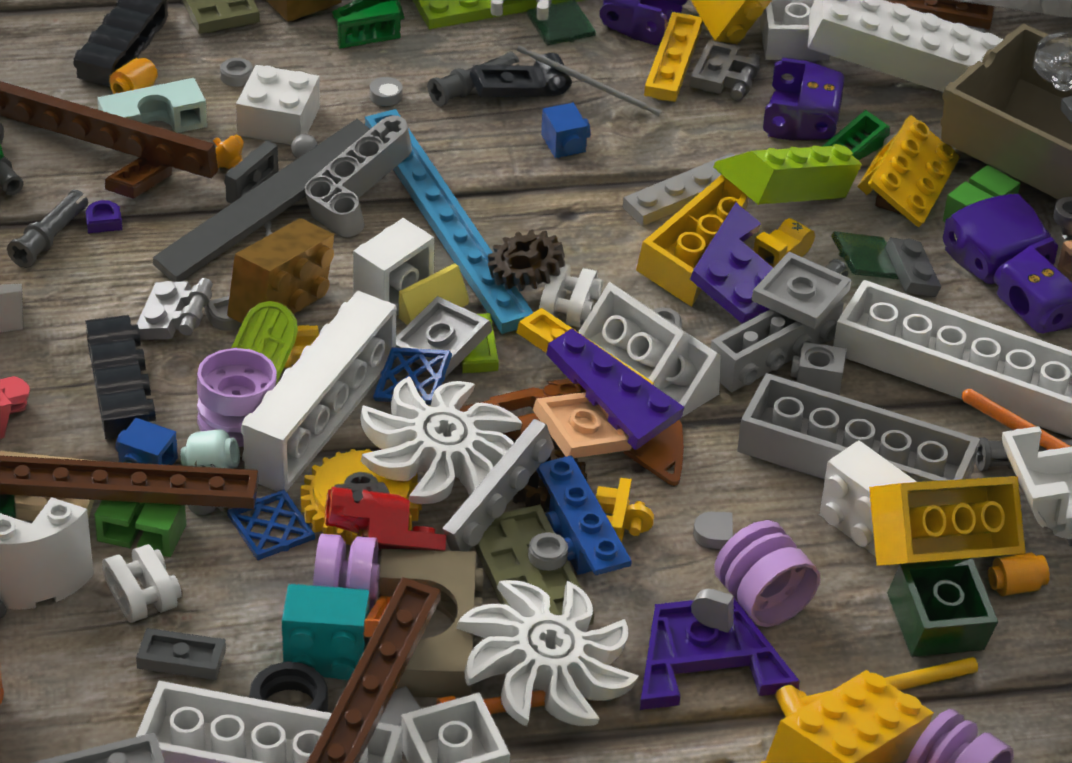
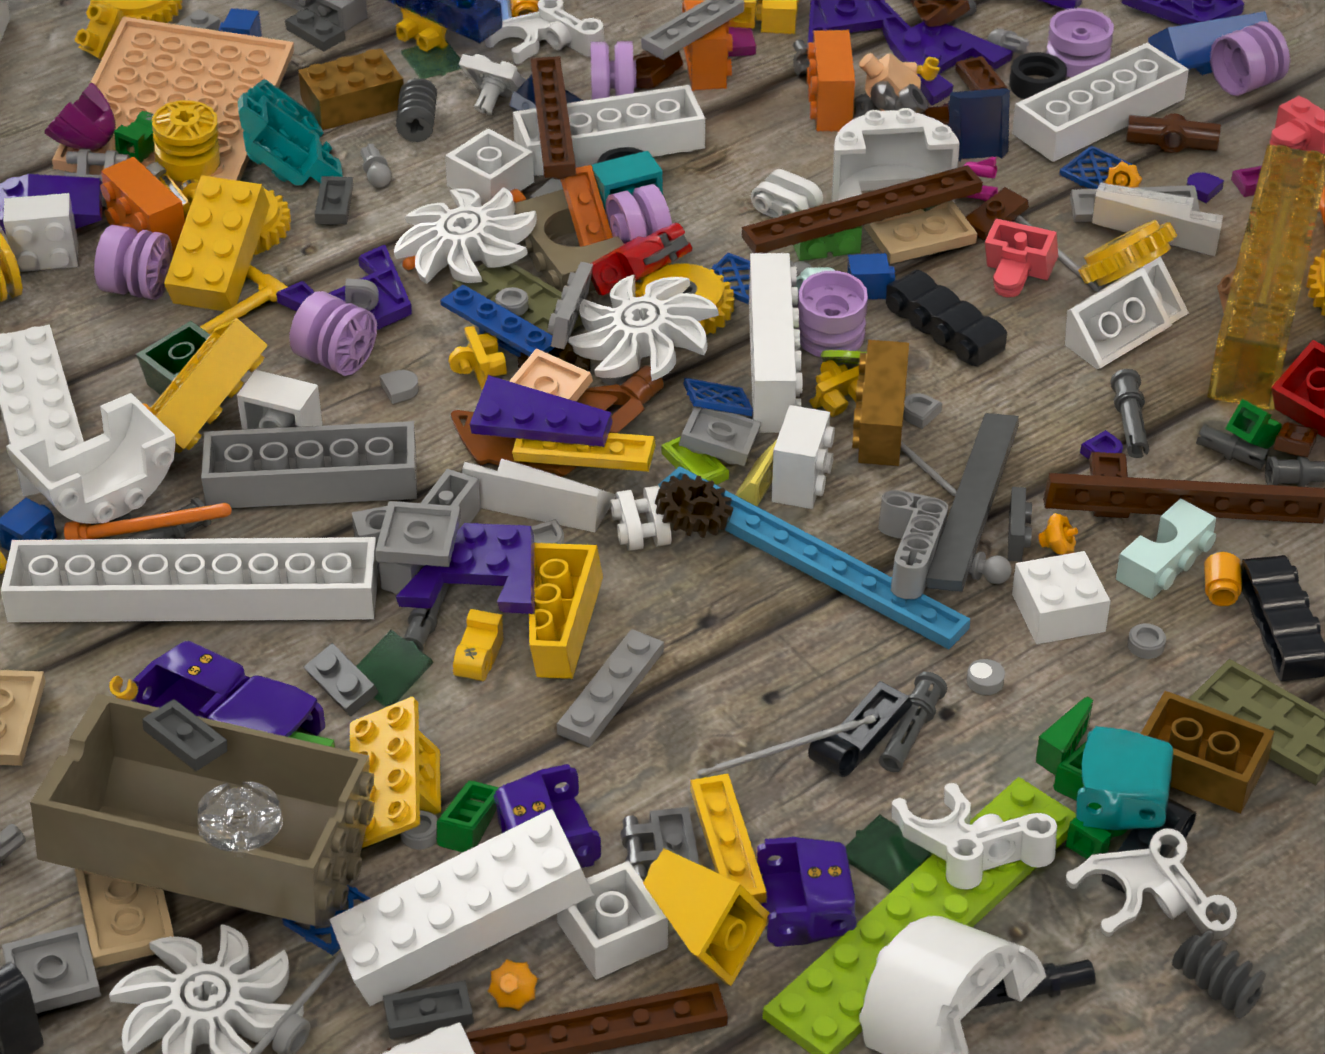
camera: 155 degrees right, 0 degrees up
(172, 308) = (958, 383): light grey plate -> none
(181, 653) = (720, 174): dark grey plate -> none
(565, 130) = (771, 688): blue brick -> none
(792, 173) = (508, 689): lime slope -> none

